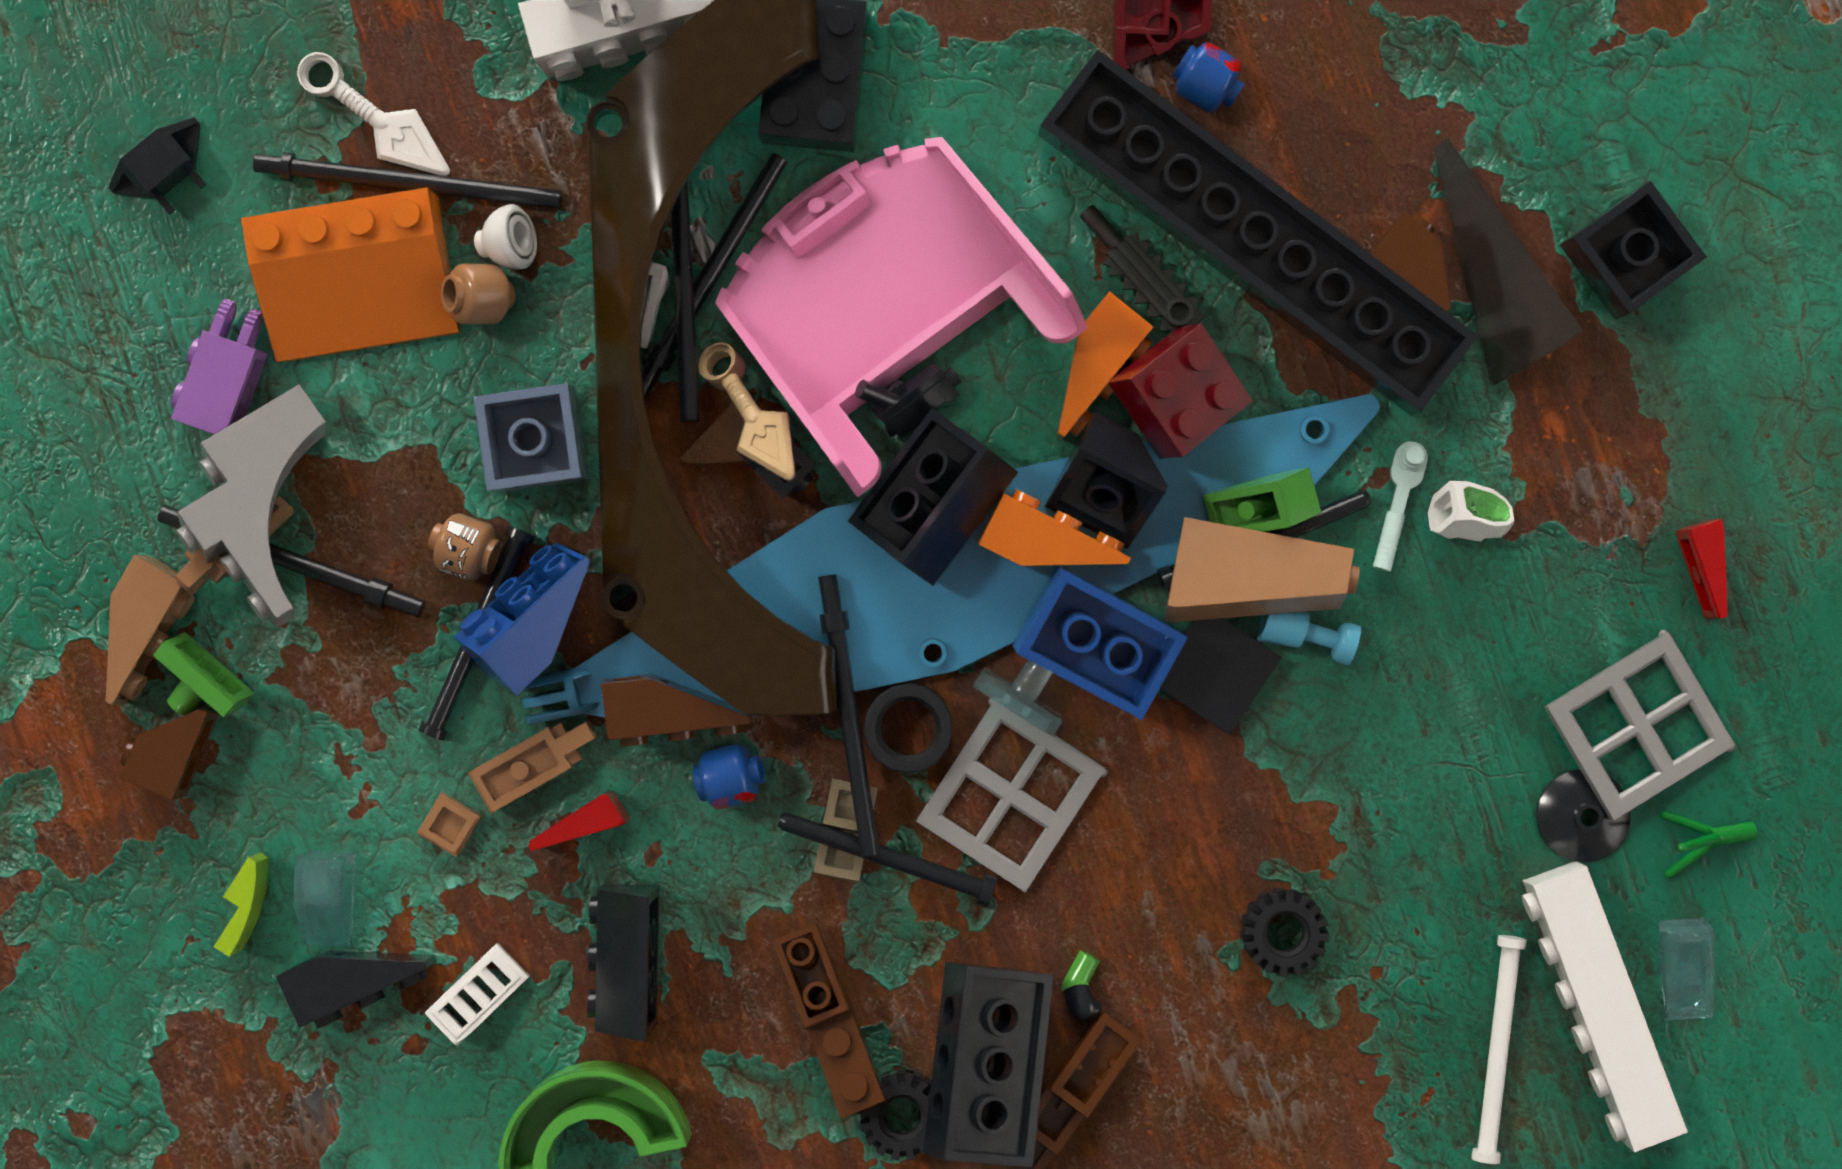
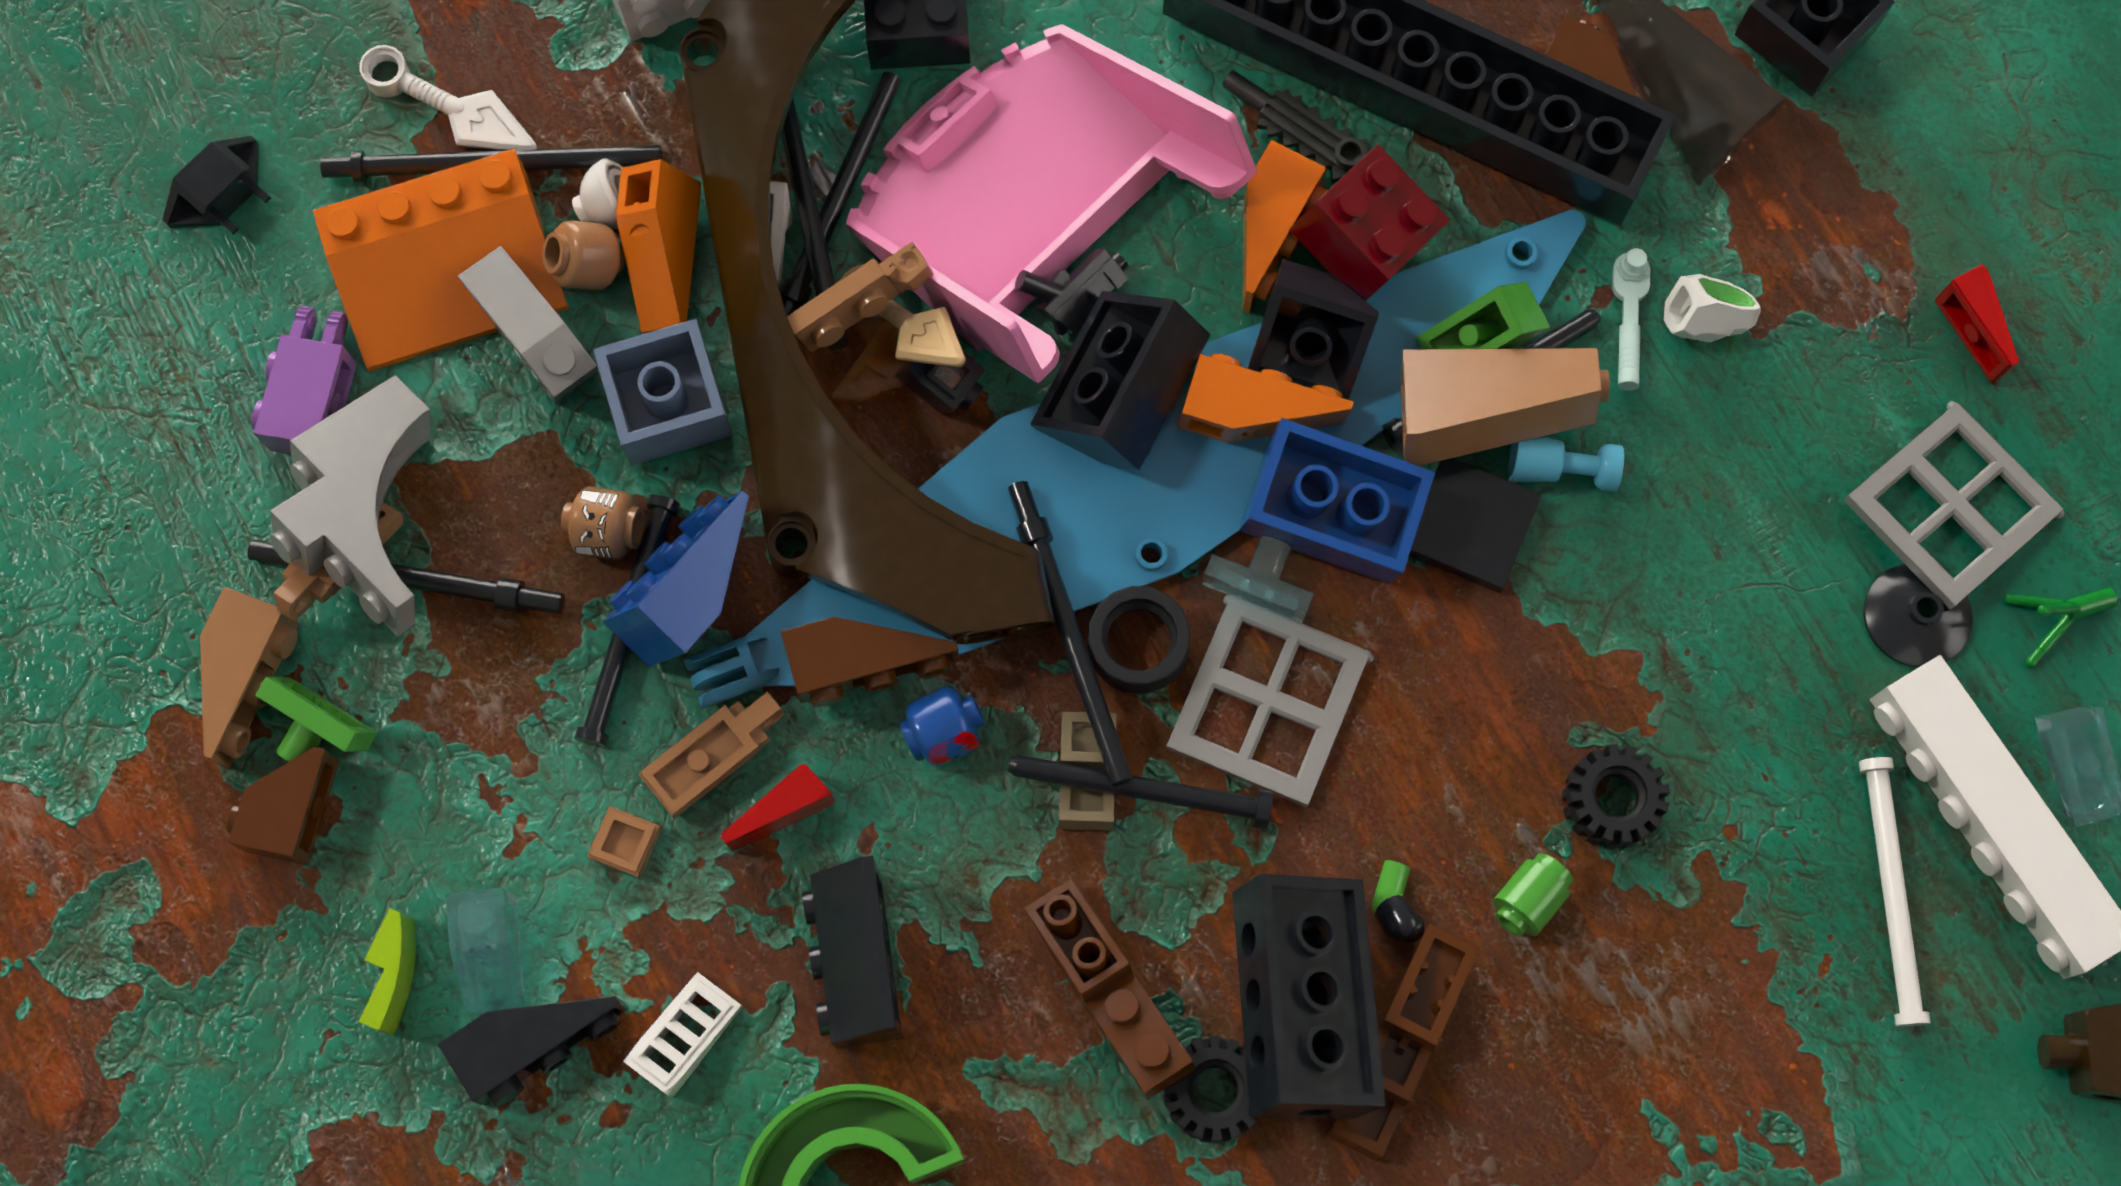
camera: 10 degrees left, 15 degrees down
(421, 355) = (529, 324): none -> light grey slope
(546, 288) = (658, 239): none -> orange slope
(715, 391) = (858, 297): none -> medium nougat hinge
(1195, 1003) = (1532, 895): none -> bright green brick

